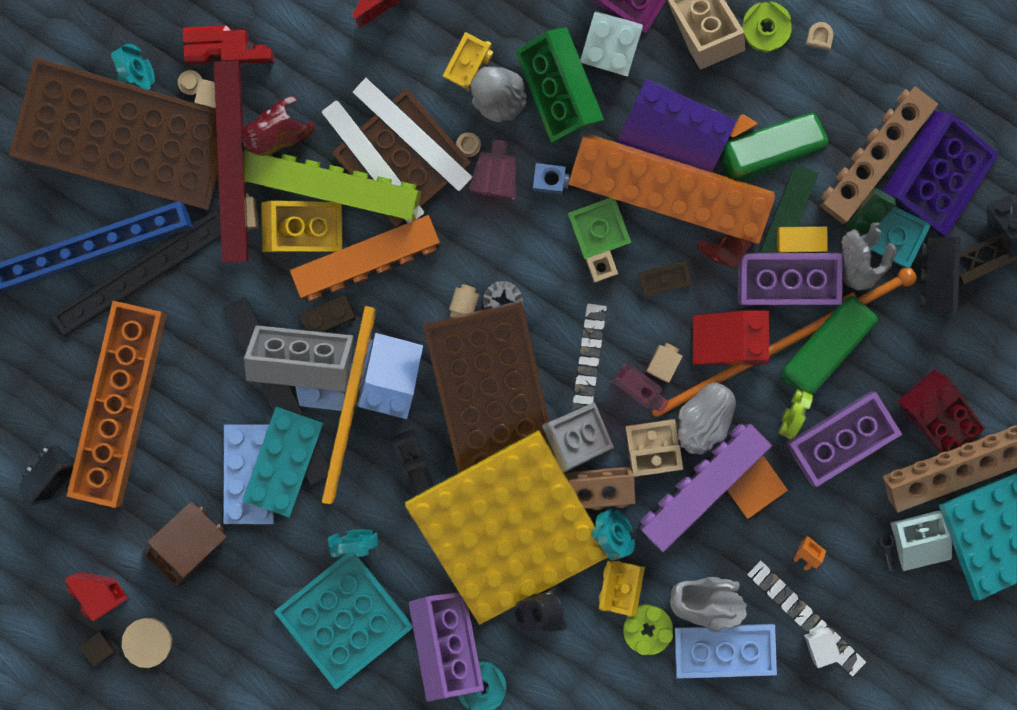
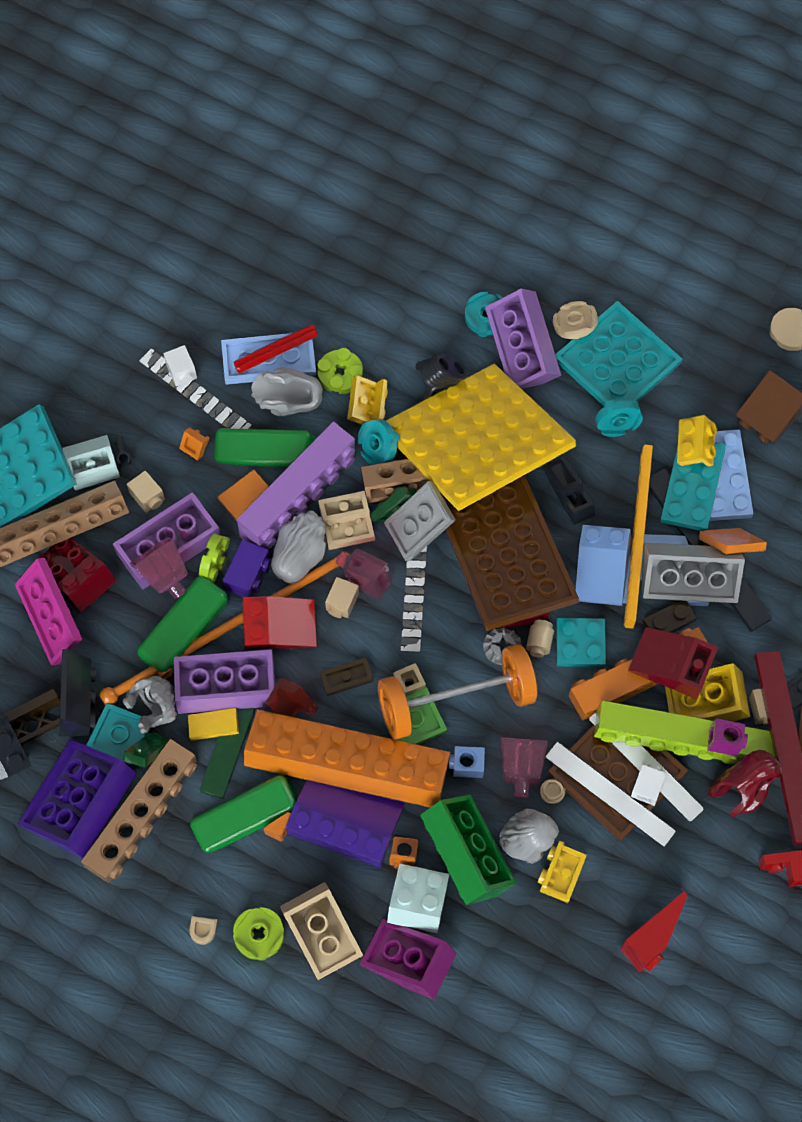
camera: 170 degrees right, 20 degrees down
(251, 389) = (732, 540): none -> orange tile
(274, 502) = (696, 441): none -> yellow bracket
(300, 173) = (718, 742): none -> magenta brick
(333, 257) = (673, 660): none -> dark red slope
(373, 135) = (648, 784): none -> white brick
(385, 669) = (575, 320): none -> tan tile
(421, 297) = (580, 642): none -> teal plate
(492, 258) = (517, 675): none -> orange axle
(609, 457) = (392, 504): none -> dark green plate
(624, 85) = (396, 859): none -> orange bracket
(718, 657) = (275, 348): none -> red axle
(734, 545) = (260, 446): none -> green piece
(760, 402) = (246, 569): none -> dark purple brick
(853, 398) = (162, 568): none -> clear pink torso
(863, 499) = (146, 492): none -> tan brick
(968, 369) = (47, 610): none -> dark pink plate

